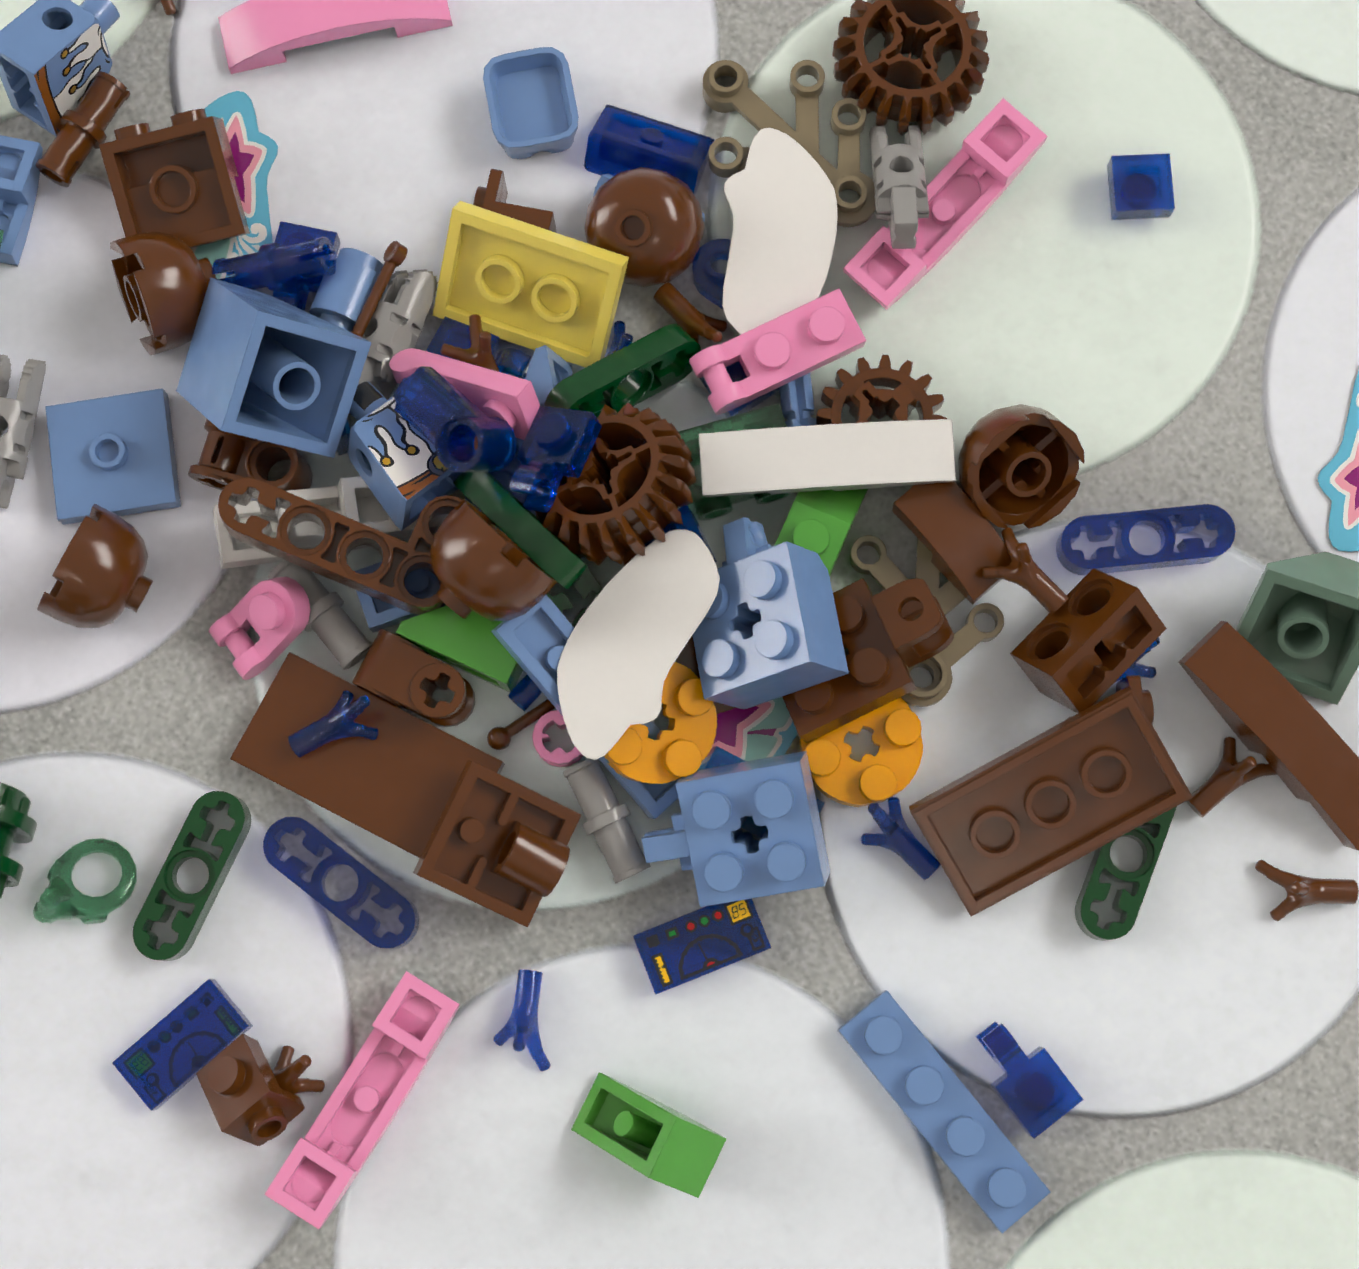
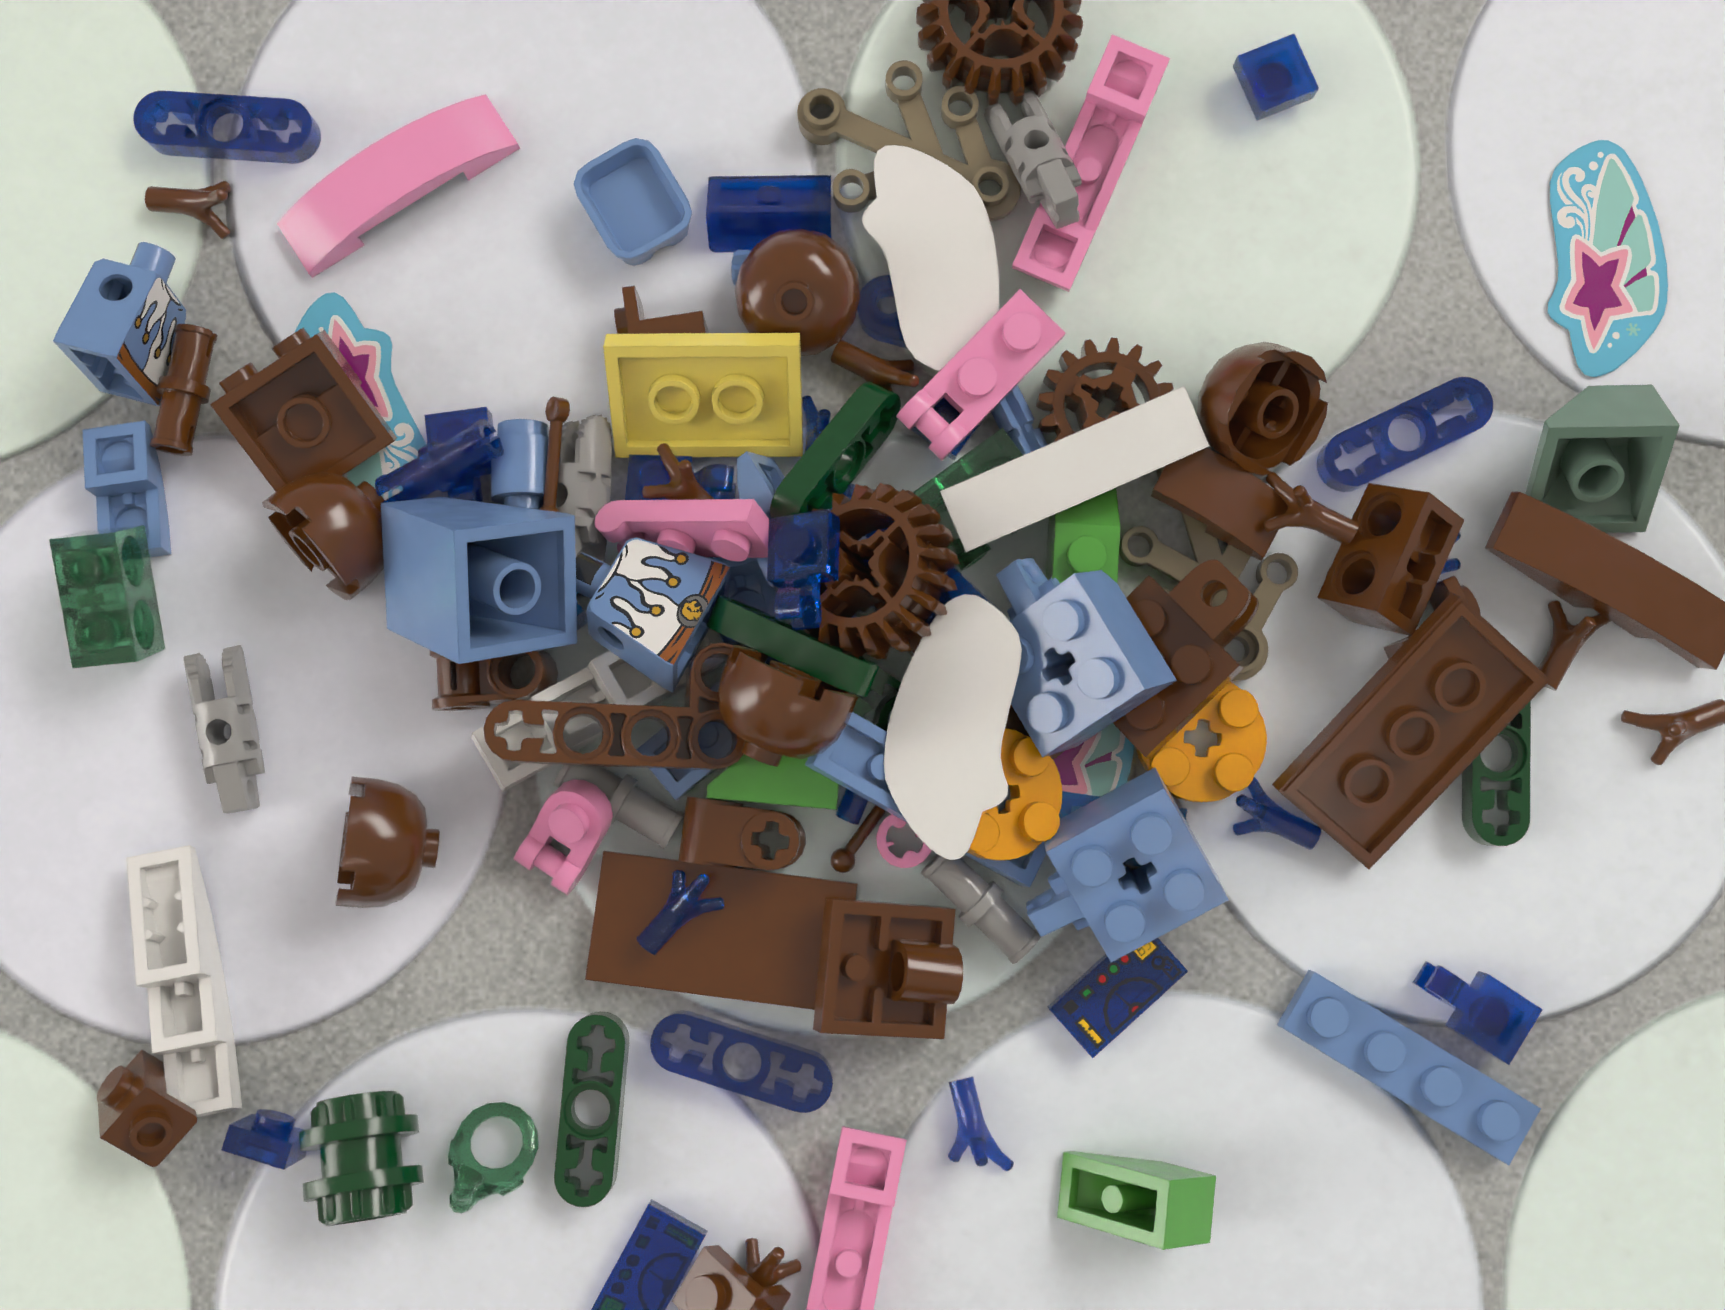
camera: 20 degrees left, 5 degrees up
(113, 455) = (346, 715): medium blue plate -> none
(453, 423) = (689, 570): clear blue piece -> none

